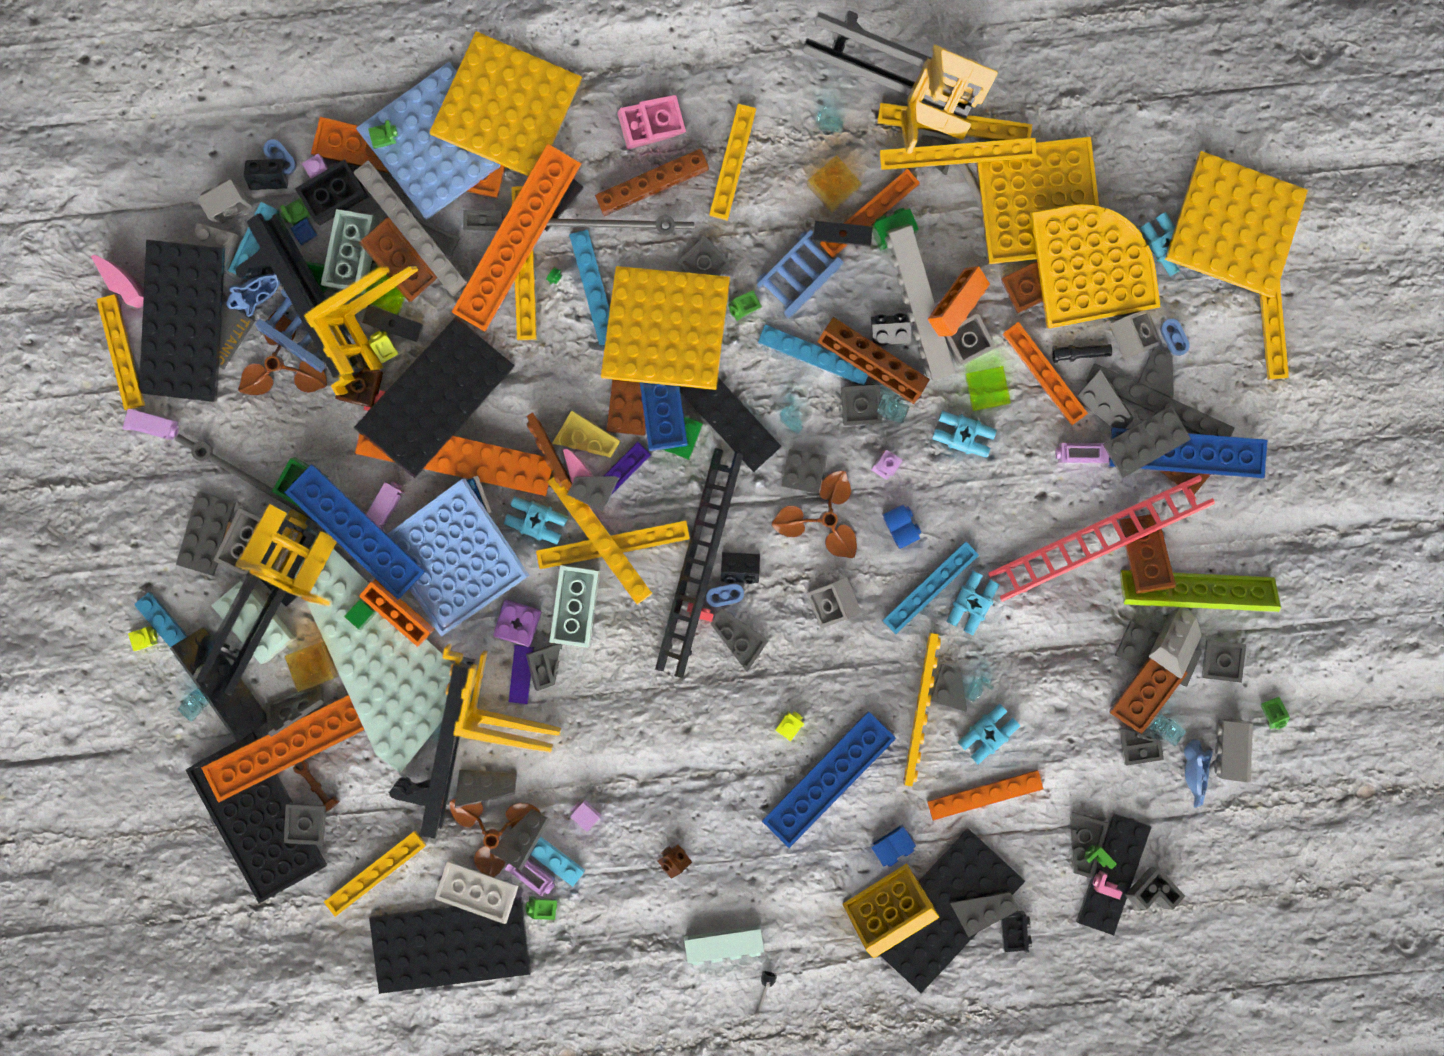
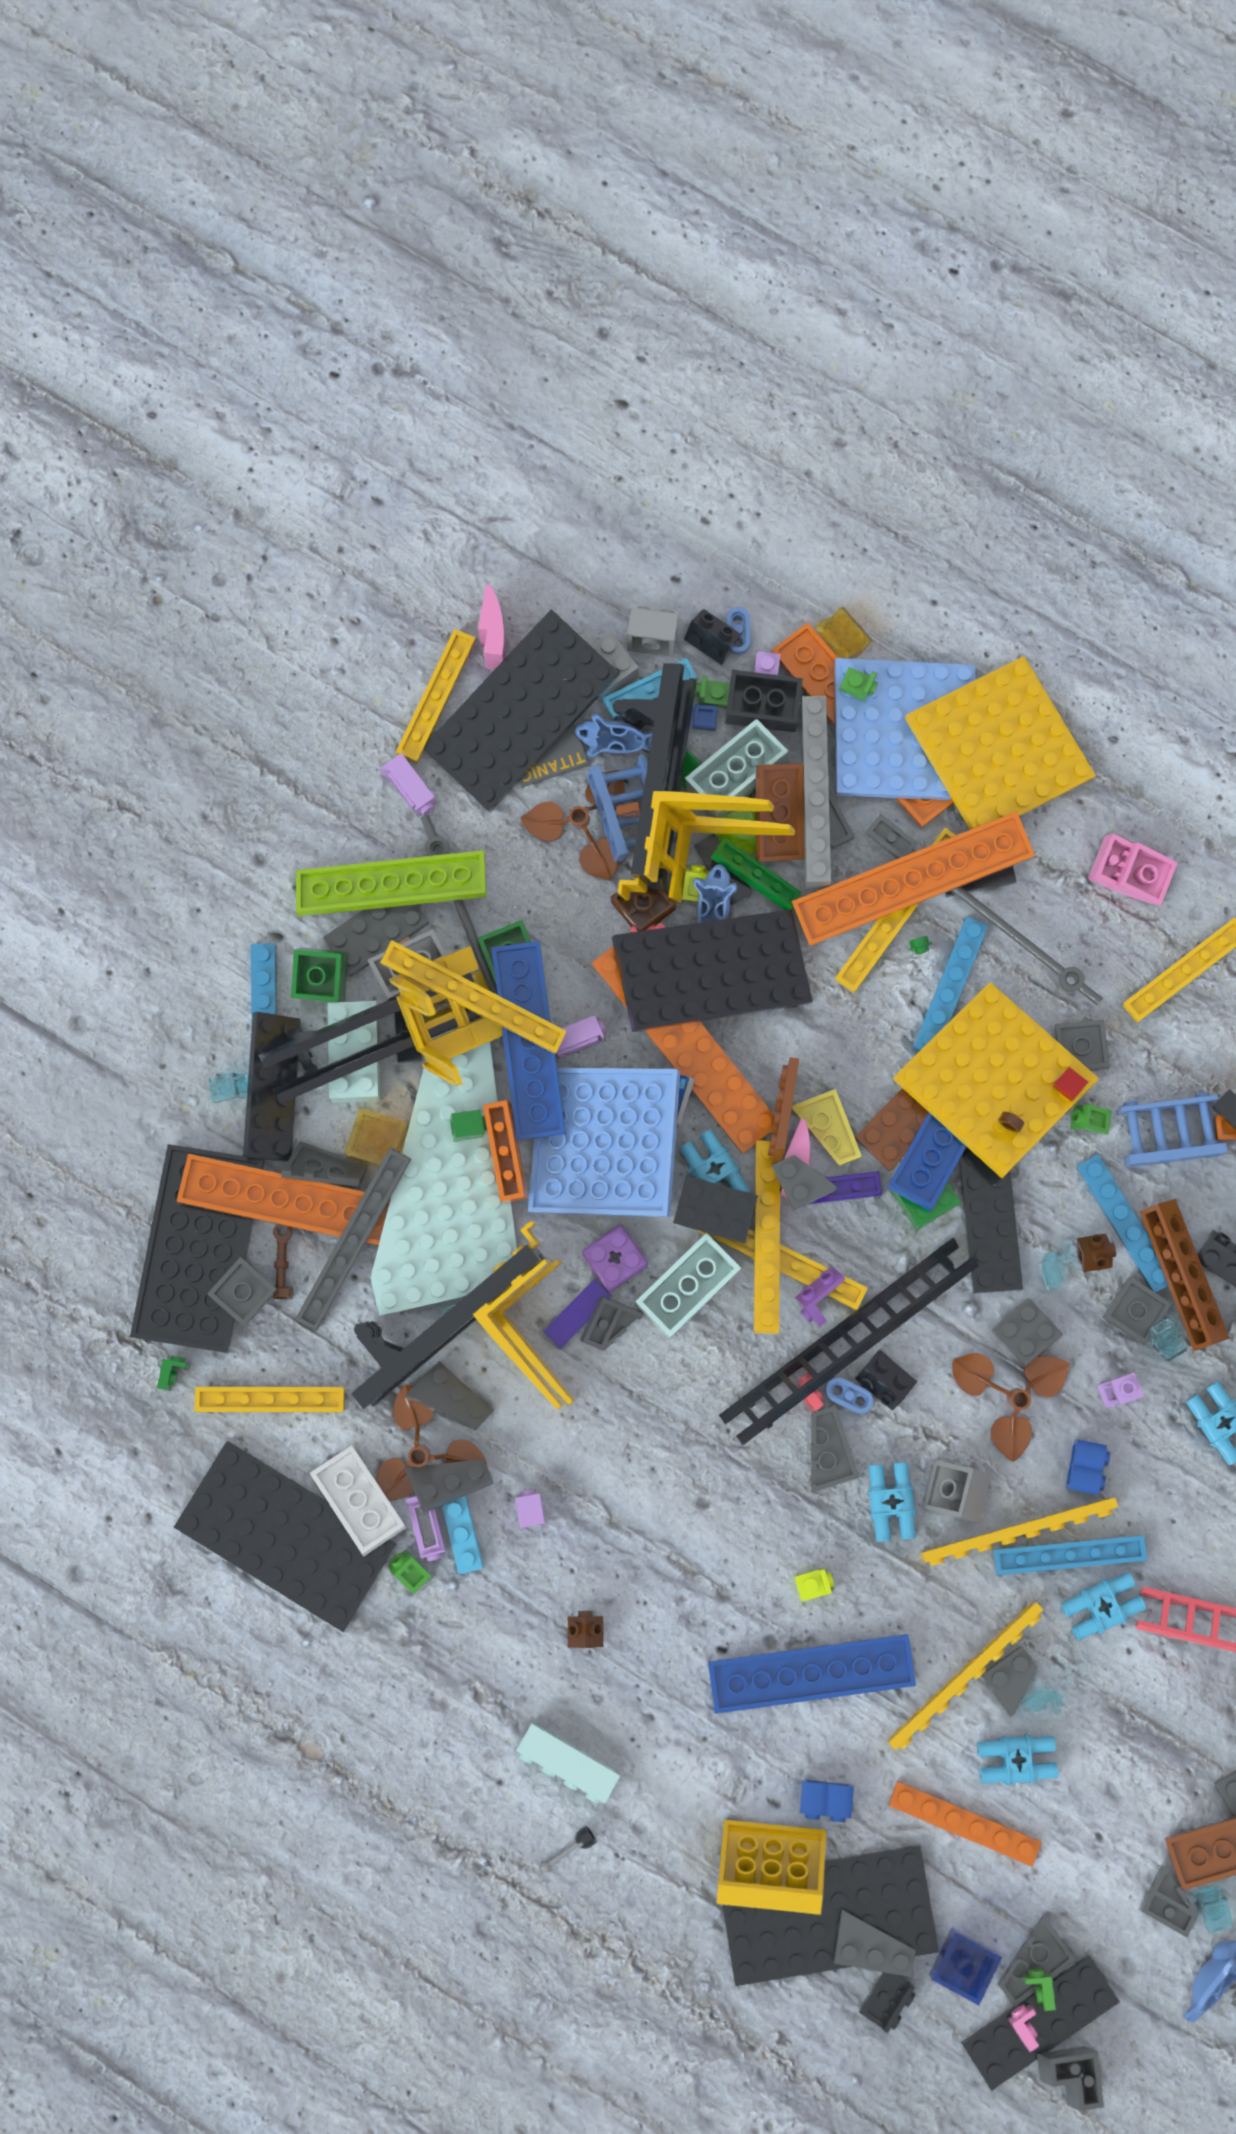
camera: 40 degrees right, 10 degrees down
(143, 638) = (232, 984): neon yellow bracket -> none
(190, 497) = (391, 883): none -> lime plate
(192, 591) = (319, 974): none -> green brick
(296, 535) = (472, 997): none -> yellow plate
(300, 907) = (168, 1376): none -> green bracket
(301, 334) = (629, 810): none -> dark orange tile
(346, 738) = (353, 1239): none -> dark grey tile
(349, 107) = (844, 634): none -> clear yellow bracket
(399, 346) = (714, 894): none -> medium blue animal
(415, 311) = (755, 874): none -> green plate
(554, 546) = (715, 1209): none -> black brick
(652, 182) = (1089, 928): dark orange brick -> none
(656, 548) = (815, 1292): none -> medium lavender bracket
(694, 350) = (1011, 1122): none -> reddish brown tile
(714, 295) = (1070, 1084): none -> red tile
(801, 628) = (902, 1491): none -> medium azure pin
(809, 389) = (1095, 1252): none -> reddish brown brick
(894, 591) = (1029, 1528): none -> yellow plate
(1046, 878) = (965, 1966): none -> clear blue brick

